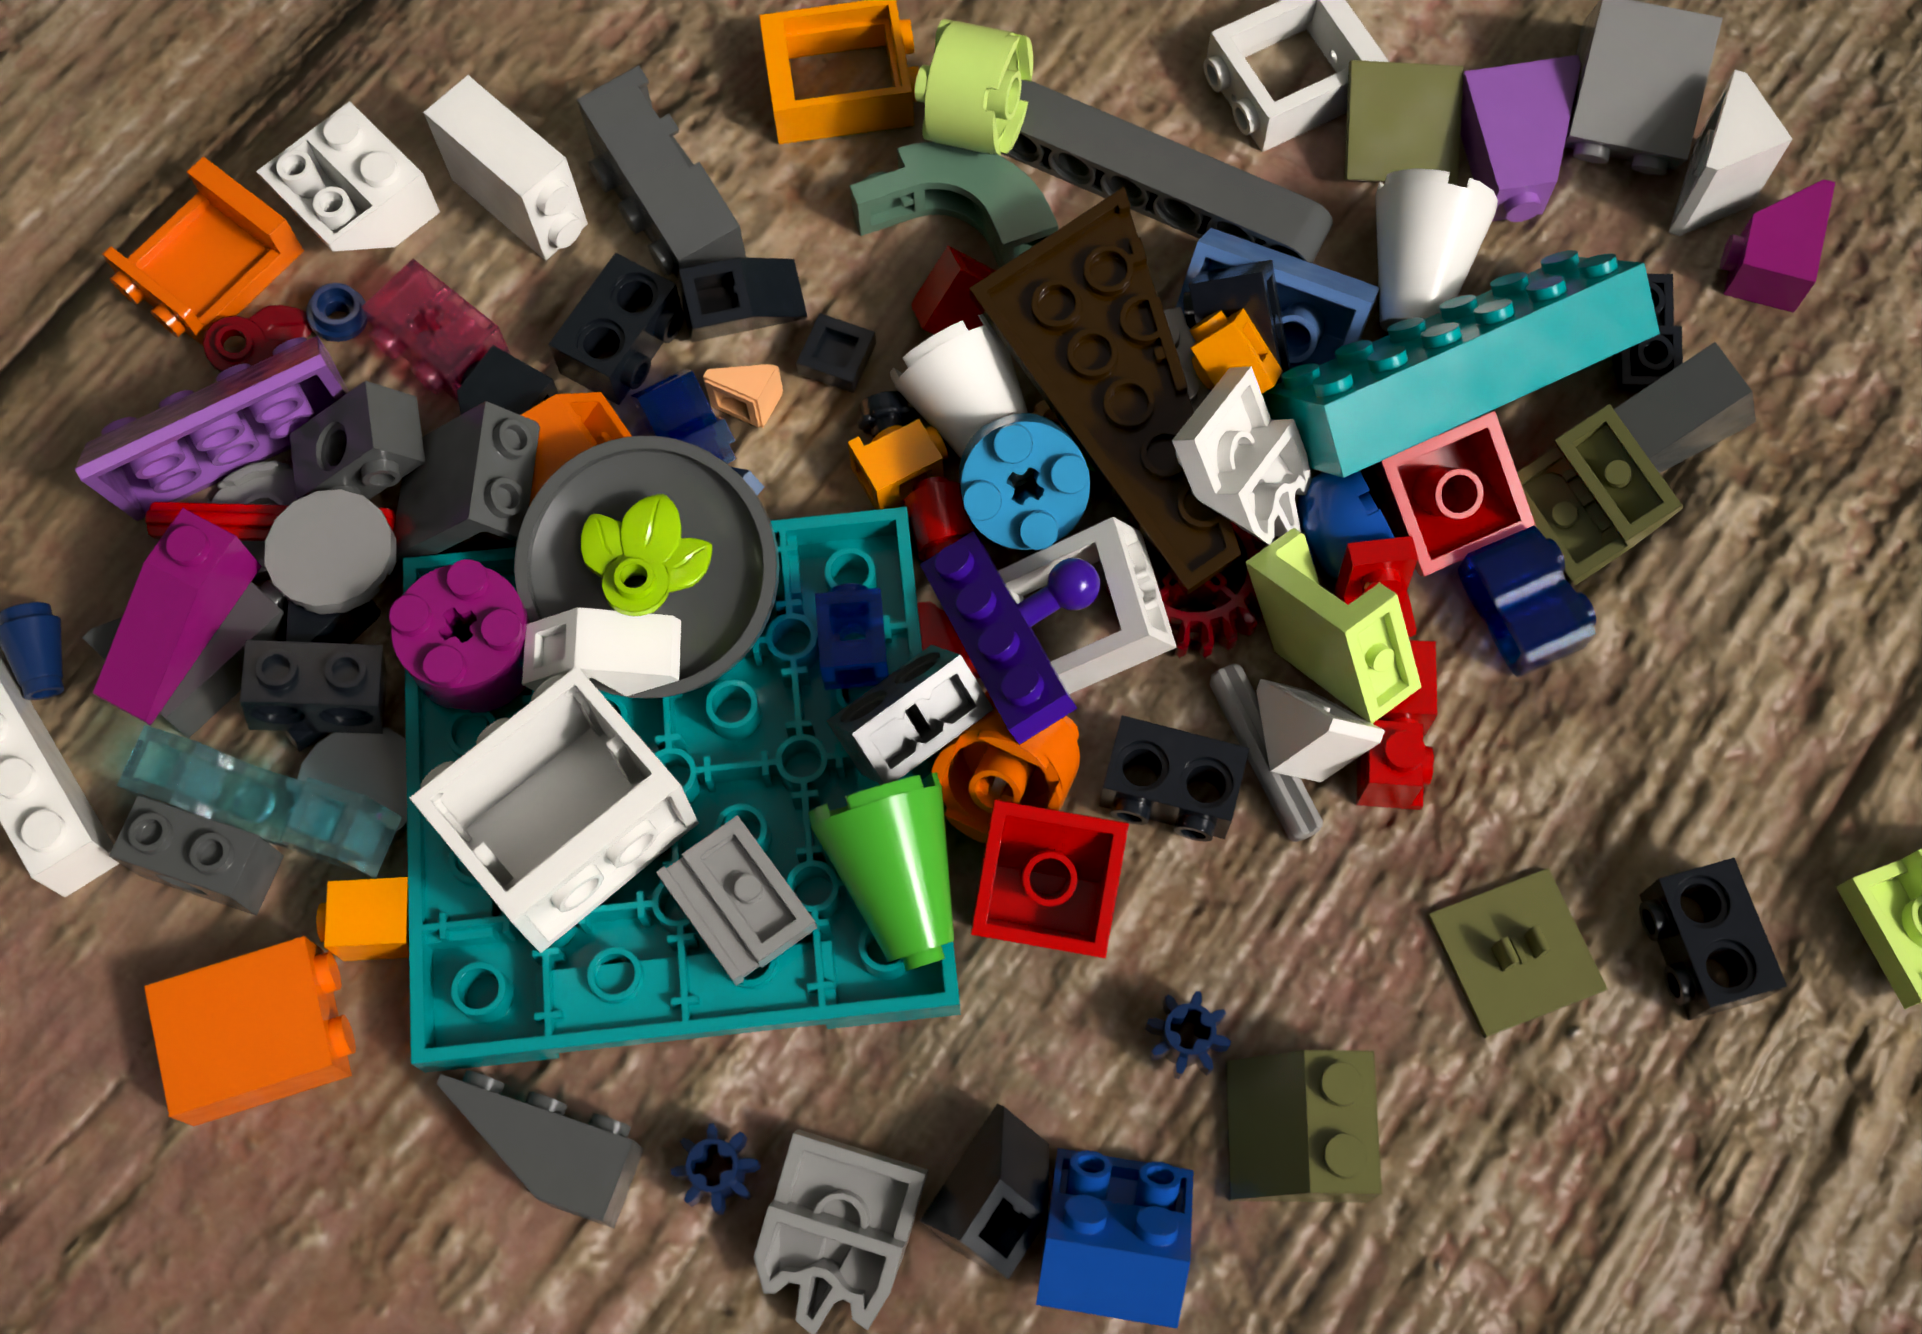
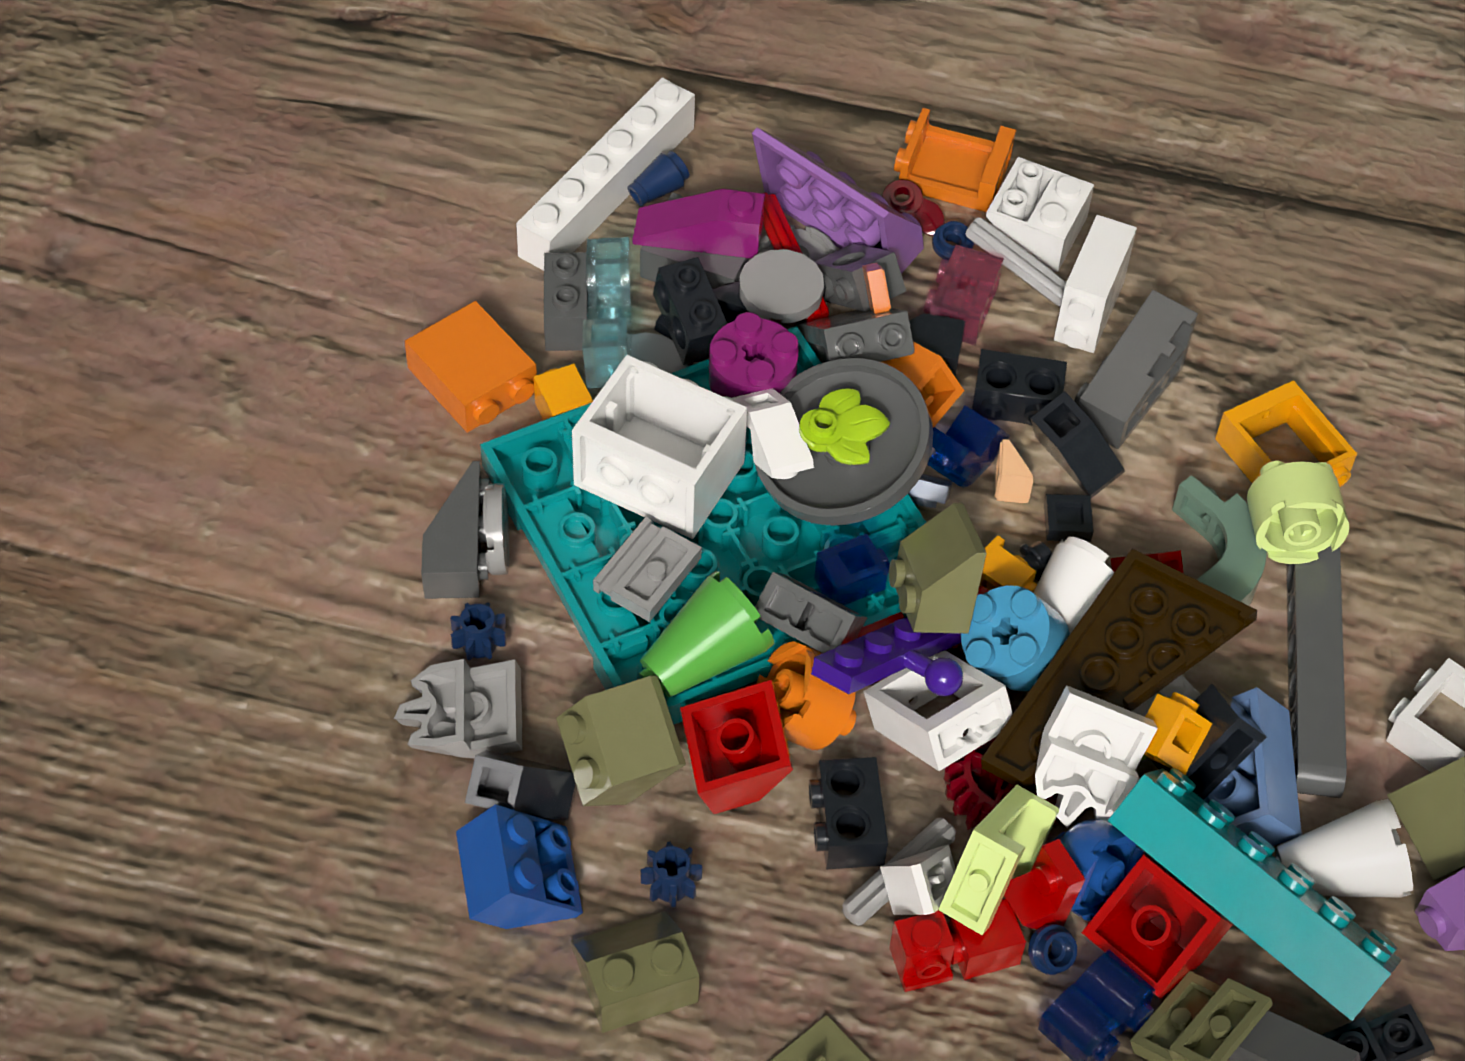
camera: 65 degrees right, 15 degrees down
(417, 426) = (876, 288): none -> tile
(418, 243) = (1017, 260): none -> light grey axle
(570, 1086) = (496, 528): none -> light grey tile
(921, 523) = (939, 573): none -> olive slope
(995, 1032) = (620, 742): none -> olive slope
(1435, 616) = (1062, 953): none -> dark blue plate

